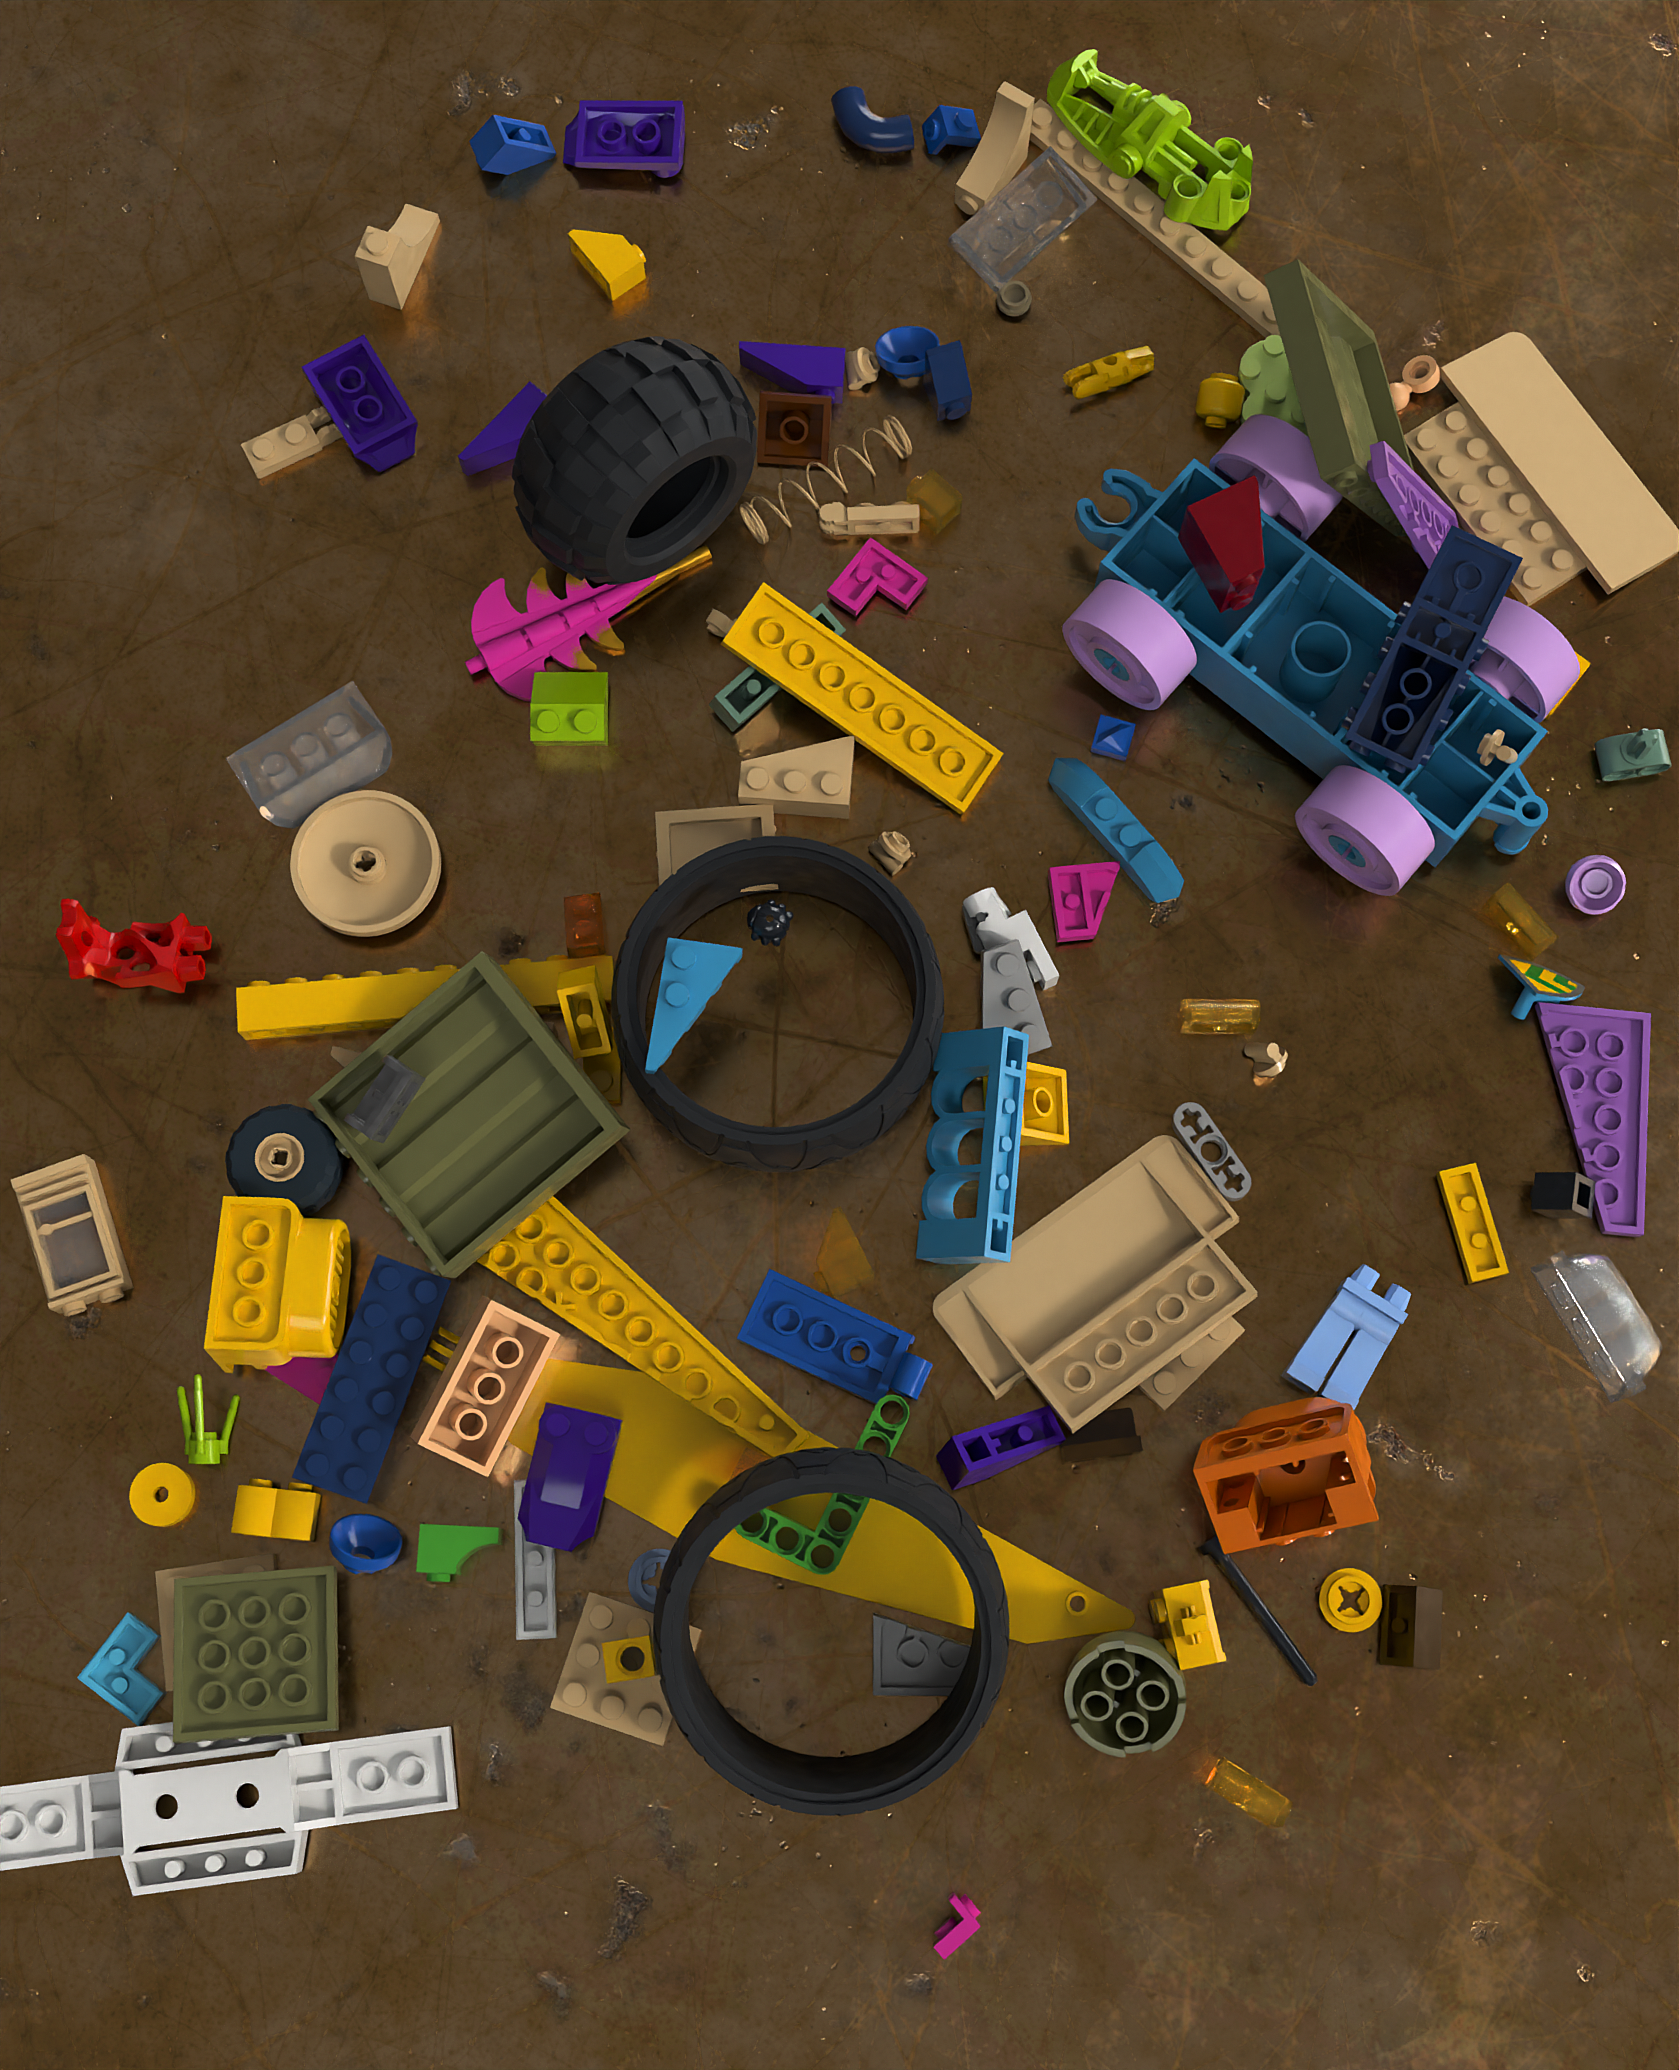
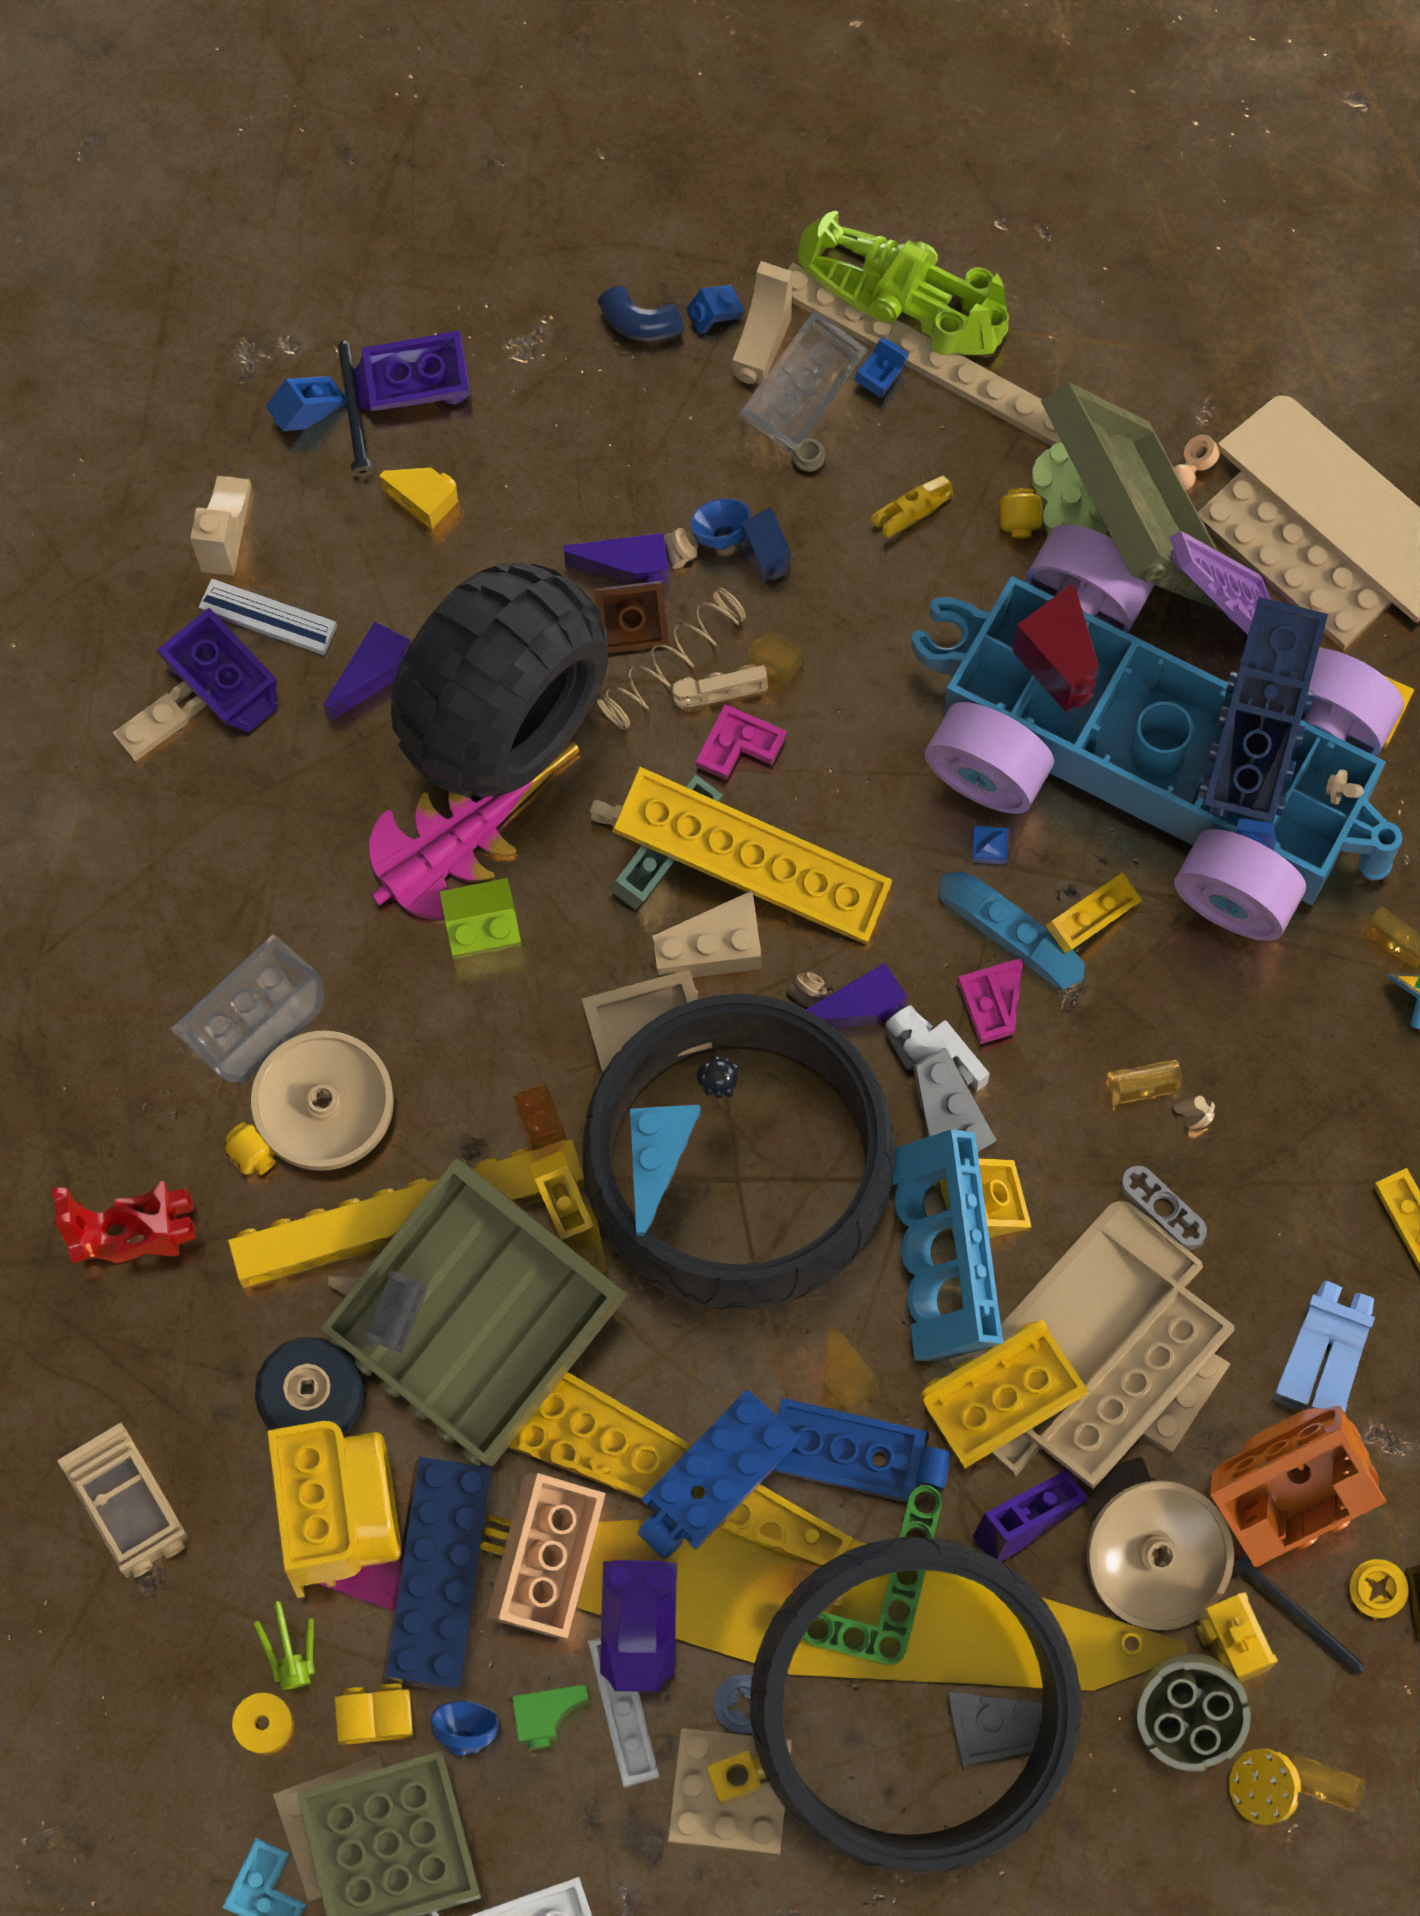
camera: 10 degrees left, 5 degrees down
(280, 899) = (248, 1149): none -> yellow head
(426, 357) = (268, 617): none -> white tile
(555, 222) = (362, 465): none -> black bar
(693, 1327) = (727, 1464): none -> blue hinge
(943, 874) = (863, 1001): none -> dark purple slope
(1000, 1312) = (1002, 1393): none -> yellow bracket
(1109, 222) = (882, 367): none -> blue bracket
(1134, 1551) = (1192, 1560): none -> tan dish
(1184, 1786) = (1264, 1786): none -> yellow tile
(1204, 829) = (1093, 913): none -> yellow plate
(1396, 776) = (1258, 830): none -> blue tile

